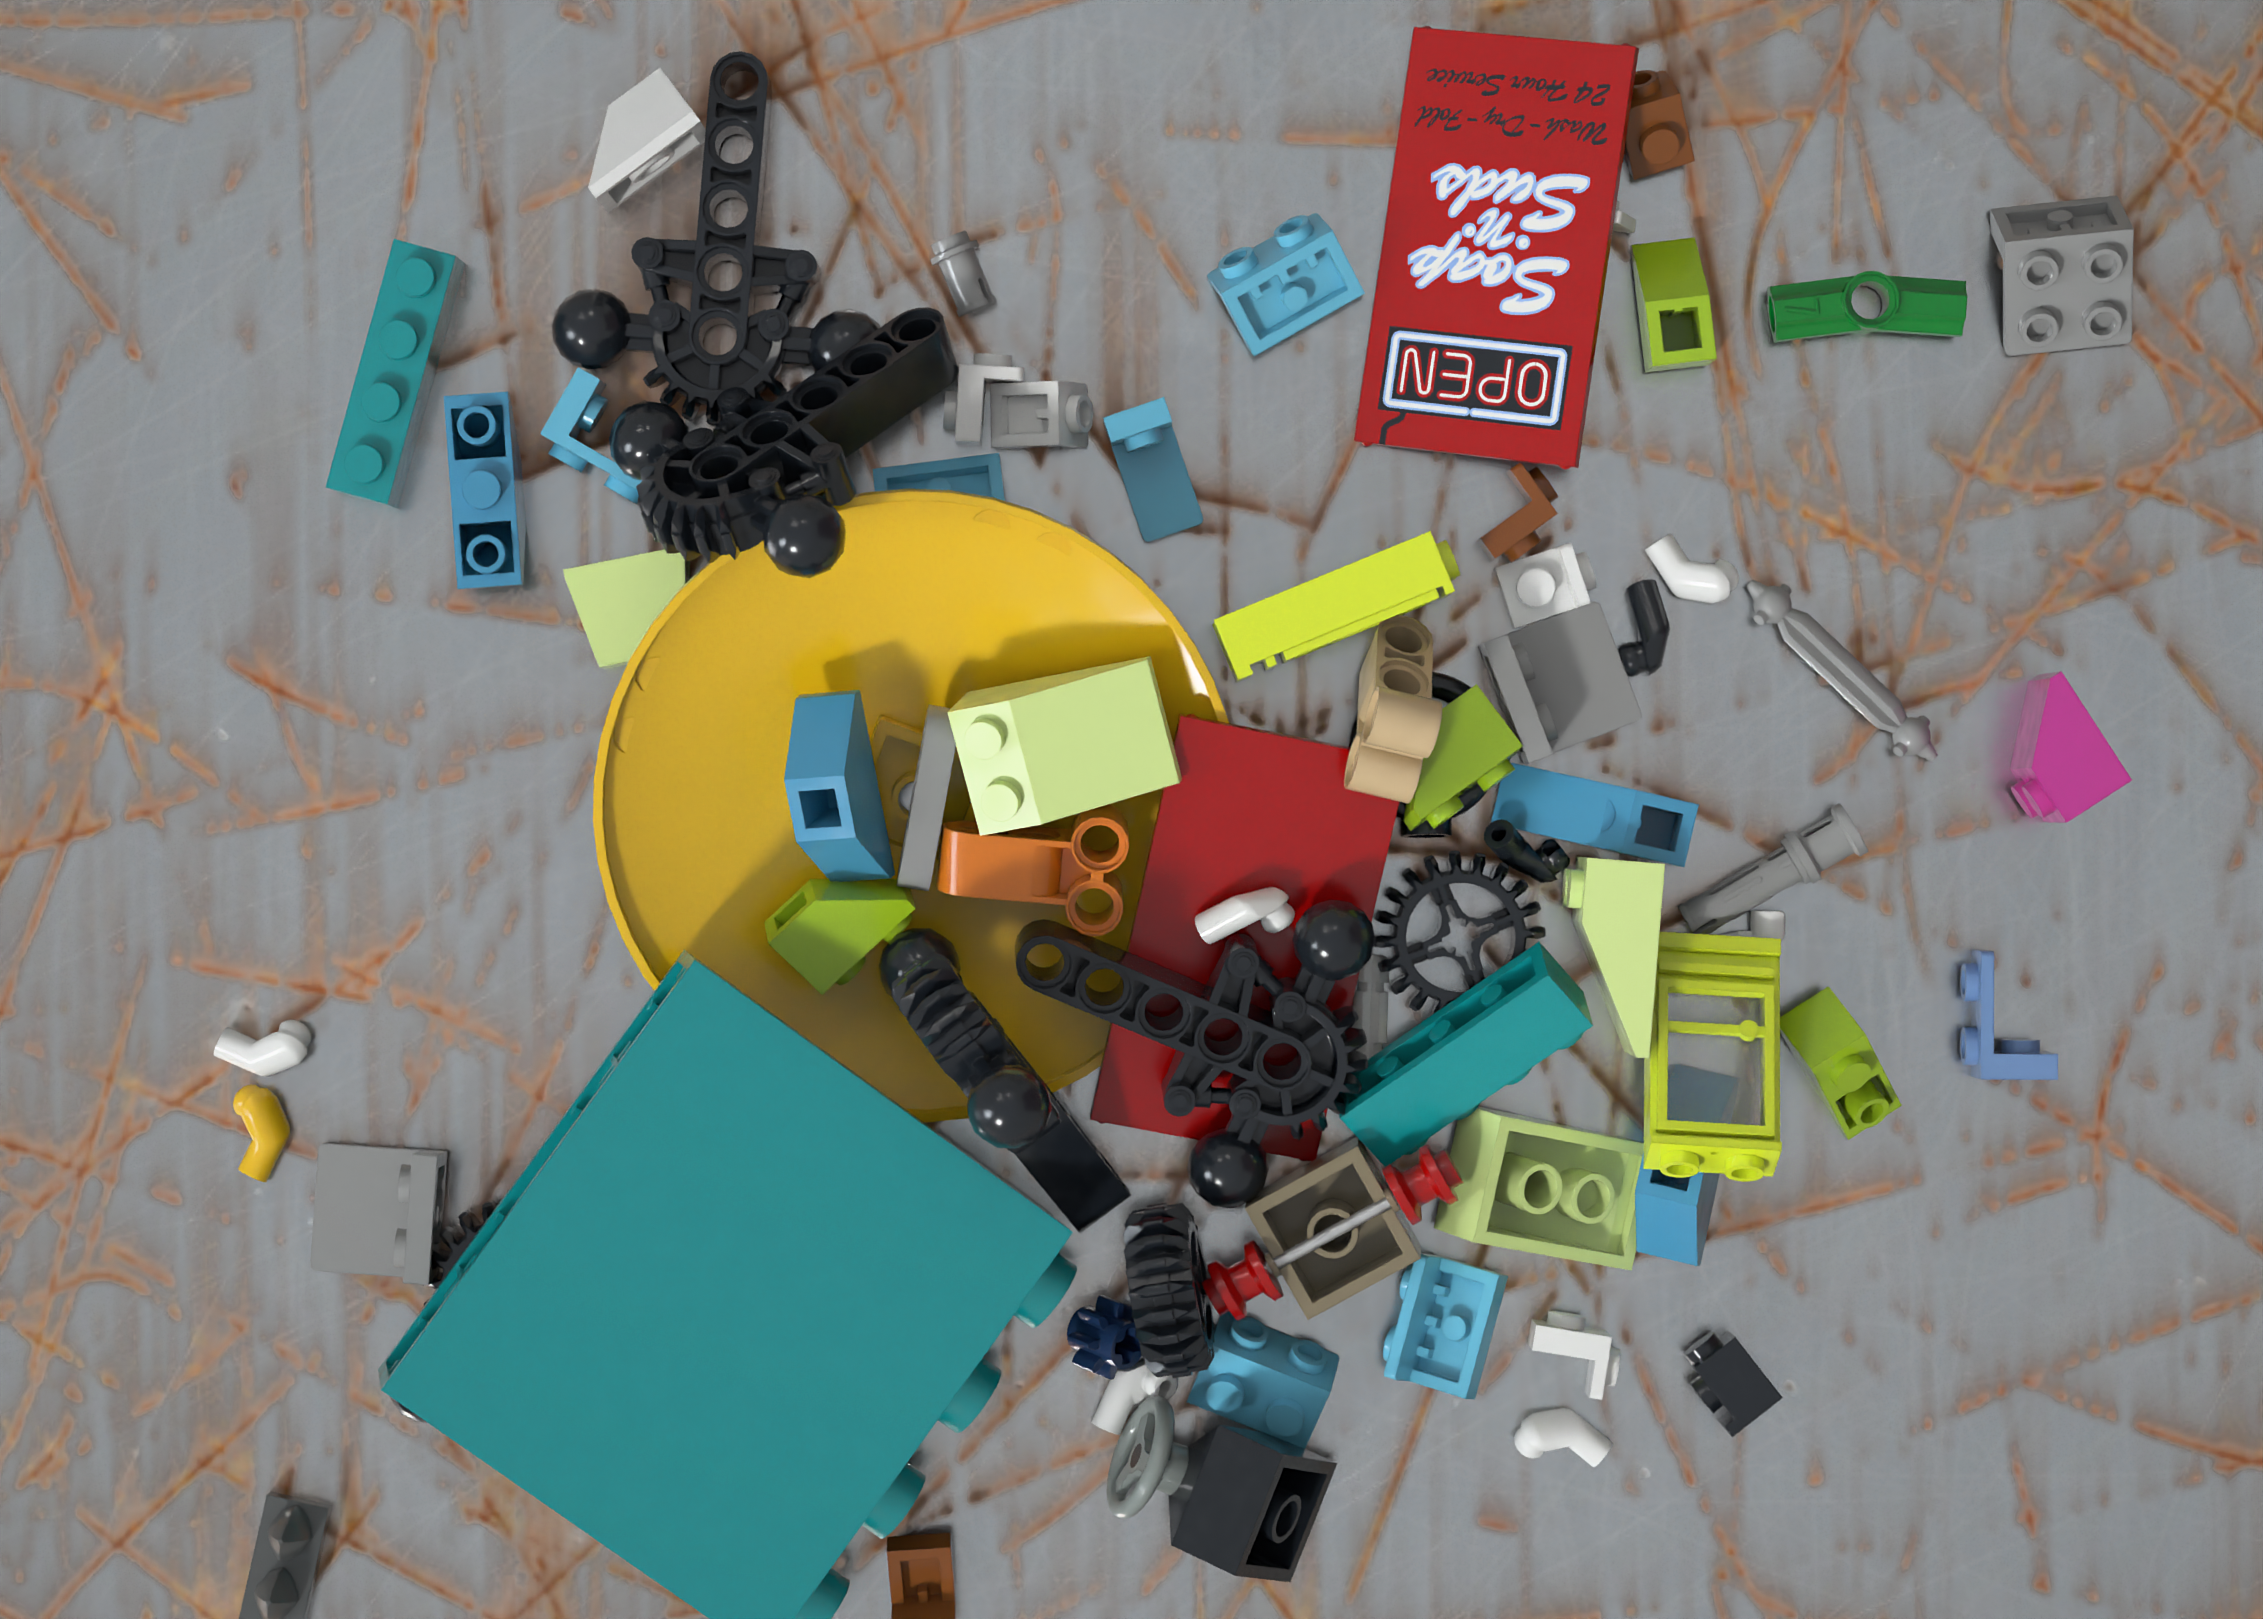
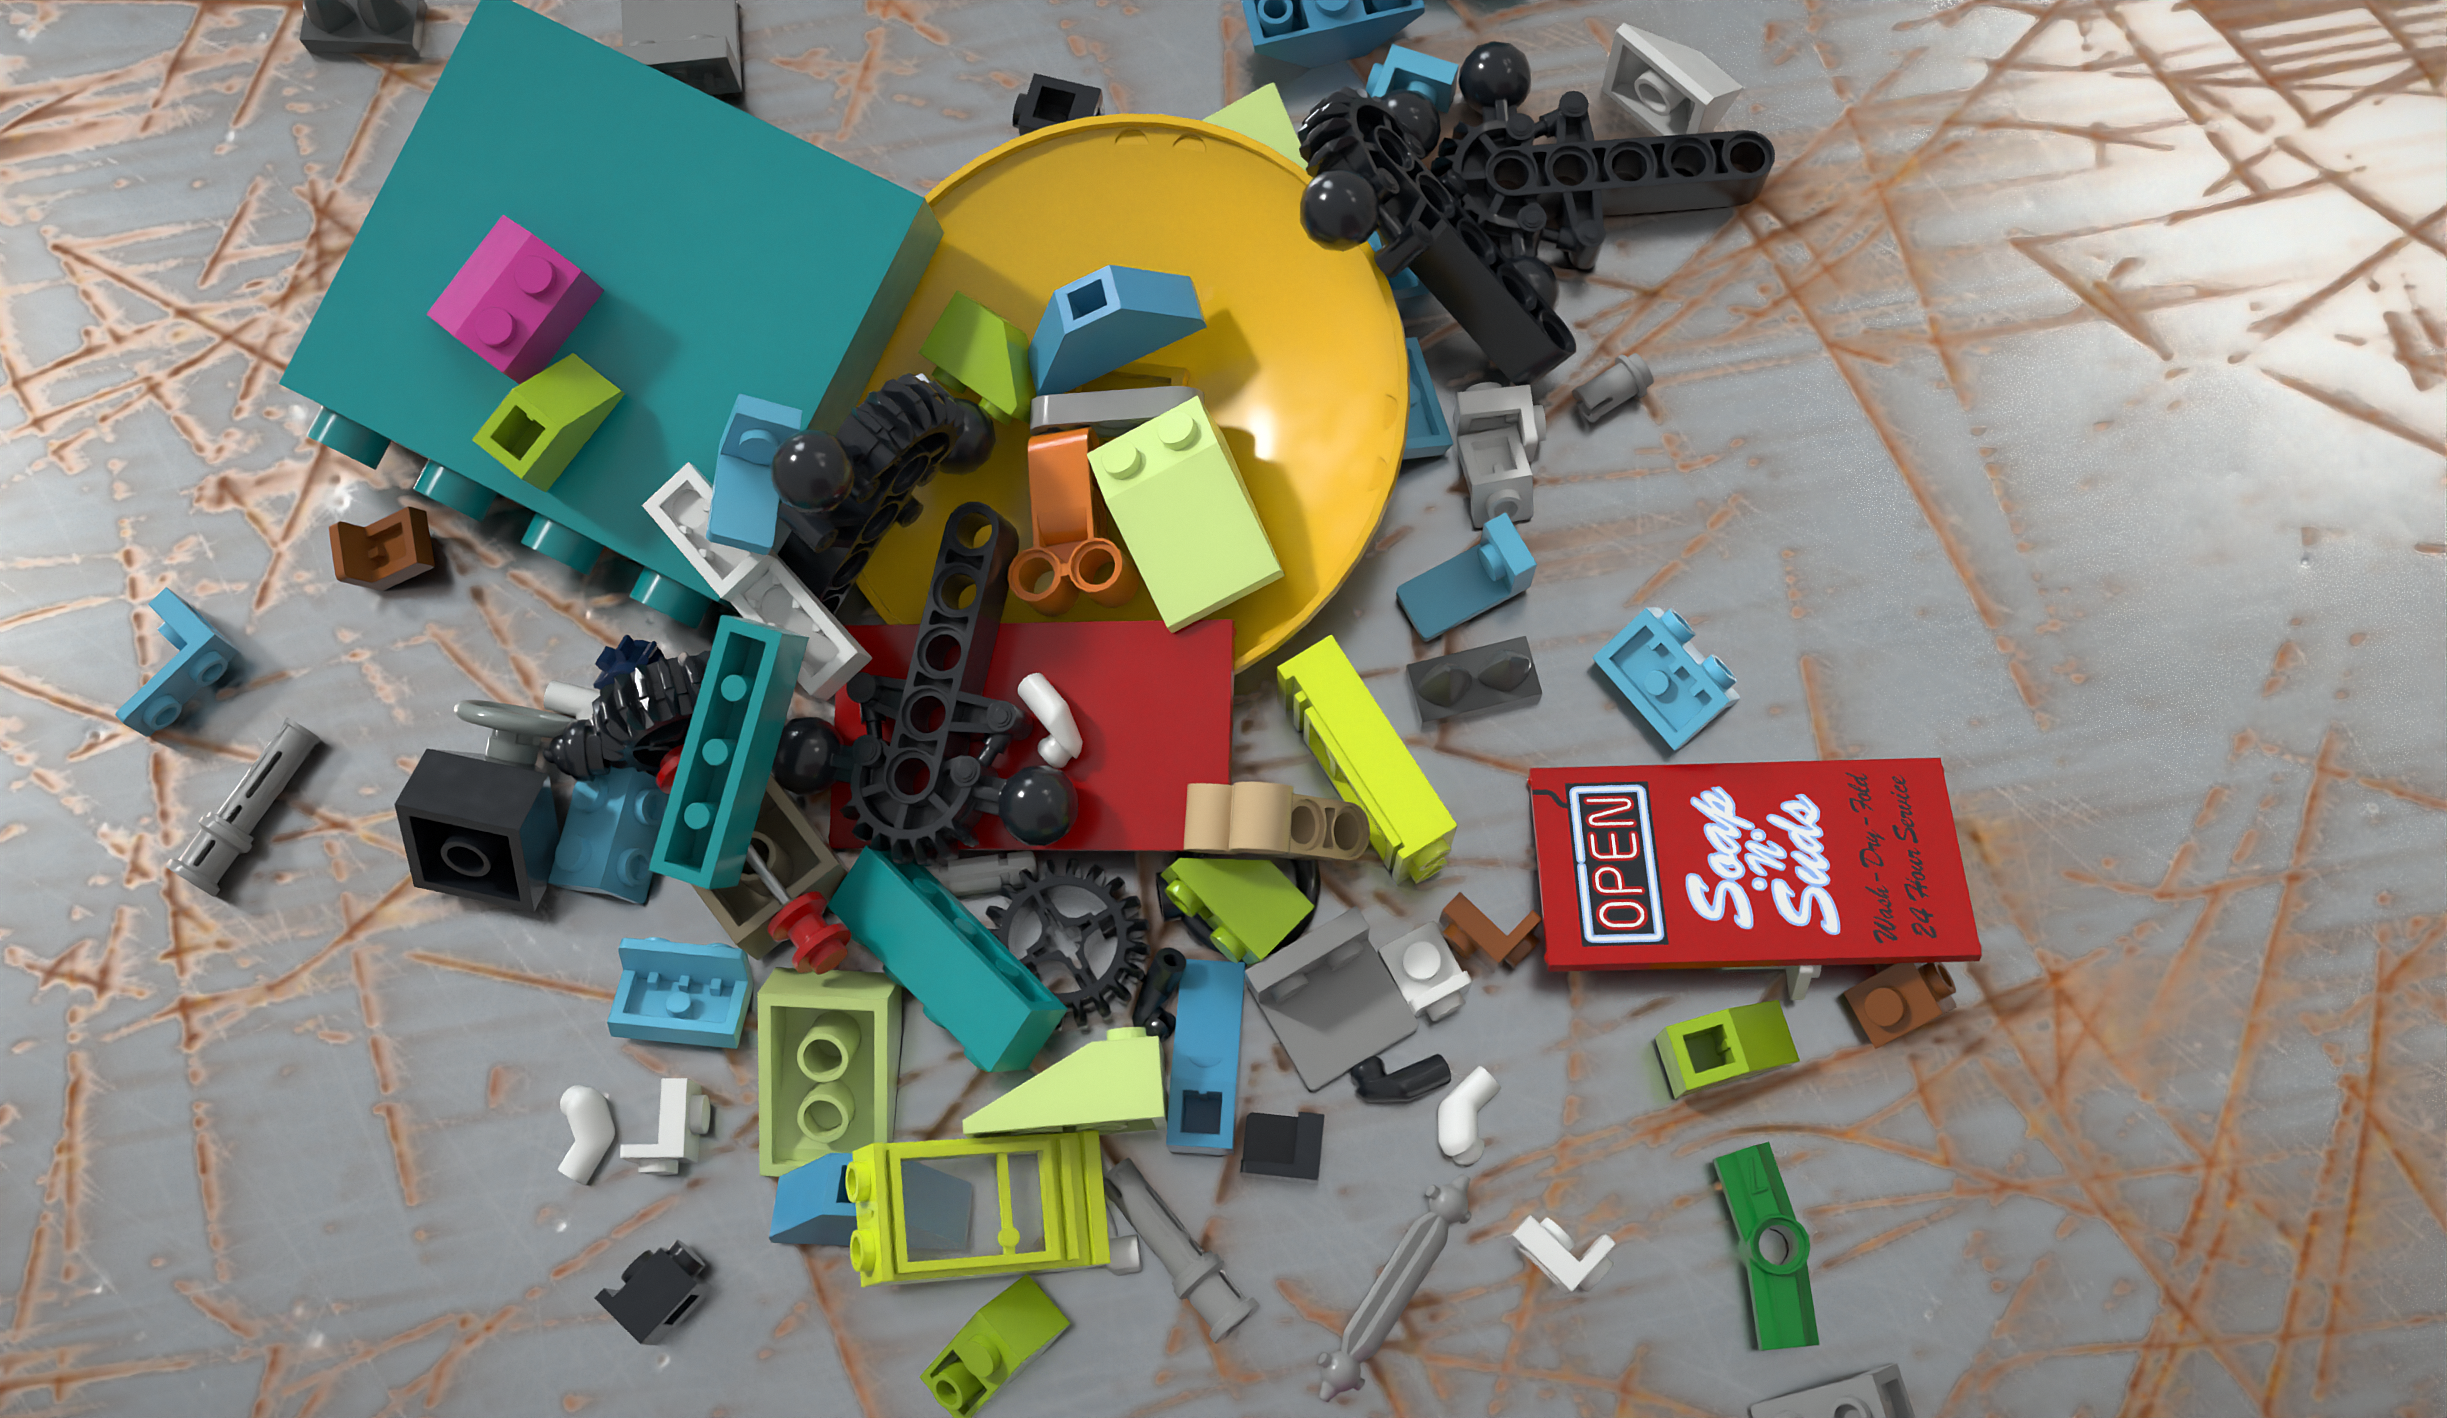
camera: 85 degrees right, 15 degrees down
(544, 783) = (1055, 102): none -> black brick
(732, 1402) = (515, 301): none -> dark pink slope
(872, 1373) = (548, 420): none -> lime slope
(972, 1179) = (743, 493): none -> medium azure bracket
(1064, 1189) = (757, 584): none -> white slope
(1190, 1397) = (578, 752): none -> black plate
(1245, 1234) = (728, 753): none -> teal brick
(1254, 480) = (1473, 682): none -> dark grey tile
(1693, 755) = (1283, 1147): none -> black panel
(1835, 516) = (1549, 1250): none -> white bracket

